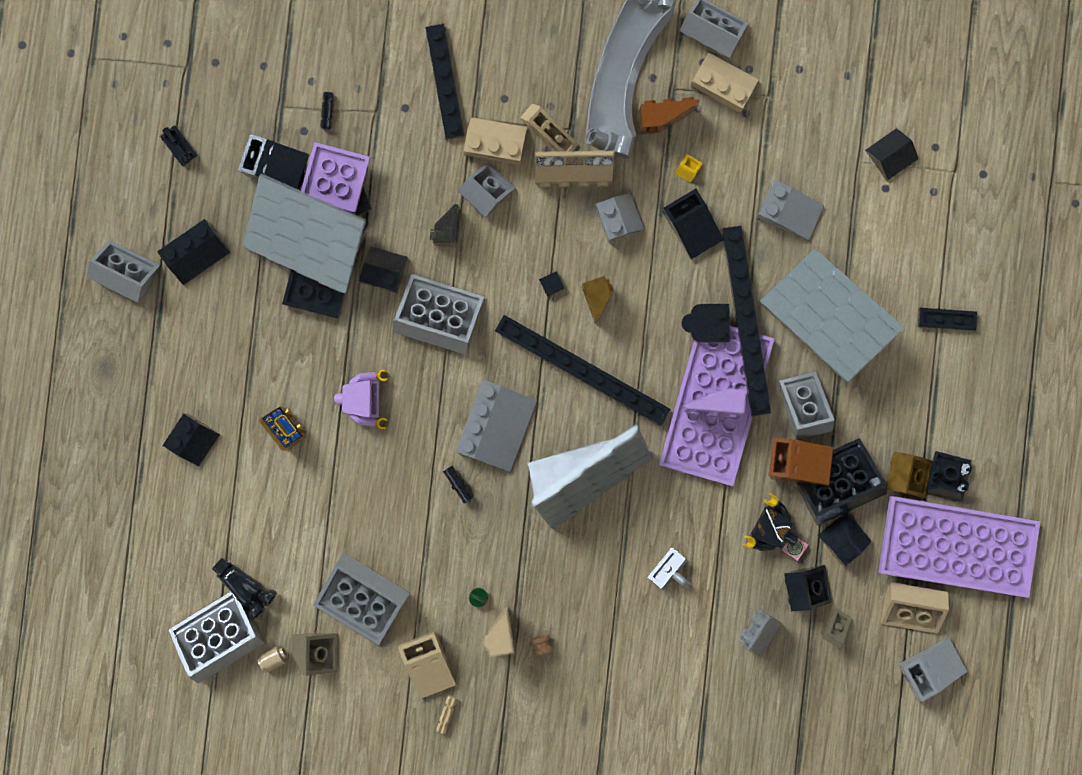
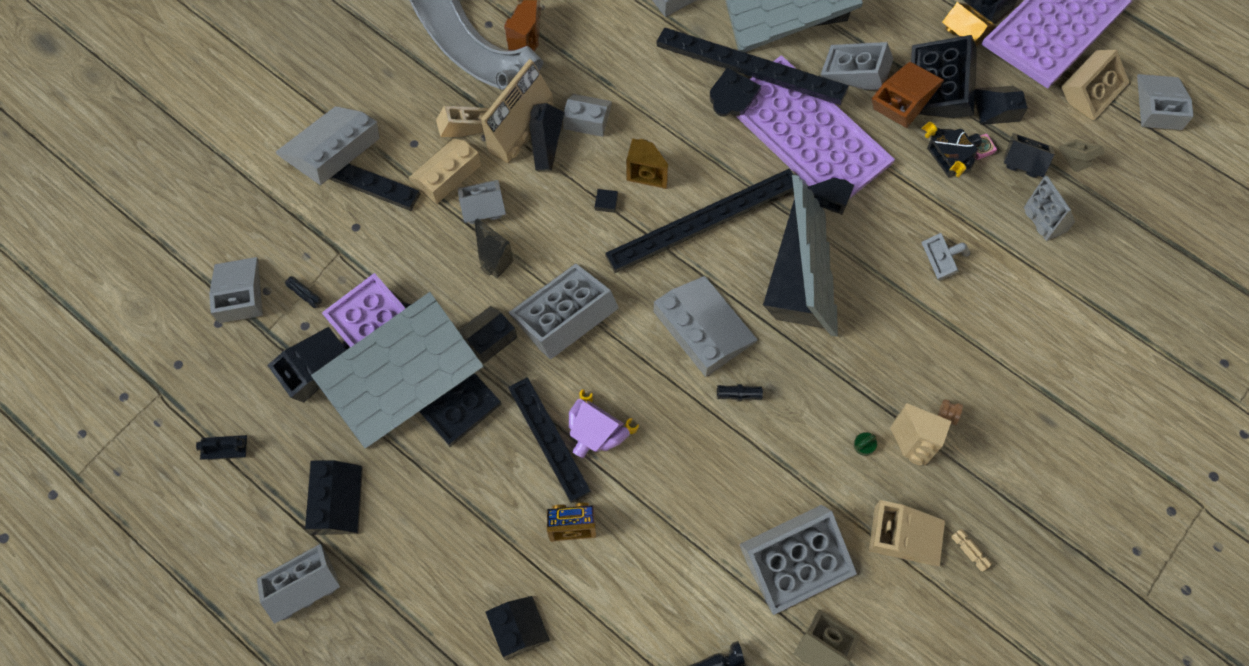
camera: 55 degrees left, 20 degrees down
(295, 60) = (236, 290): none -> light grey slope
(333, 371) = (549, 440): none -> black plate
(455, 36) = (330, 143): none -> light grey slope
(572, 200) = (545, 132): none -> black slope
(663, 457) = (833, 194): none -> black slope
(688, 168) = (586, 40): yellow slope -> none
(692, 223) = (635, 59): black slope -> none
(723, 401) = (815, 114): lavender slope -> none

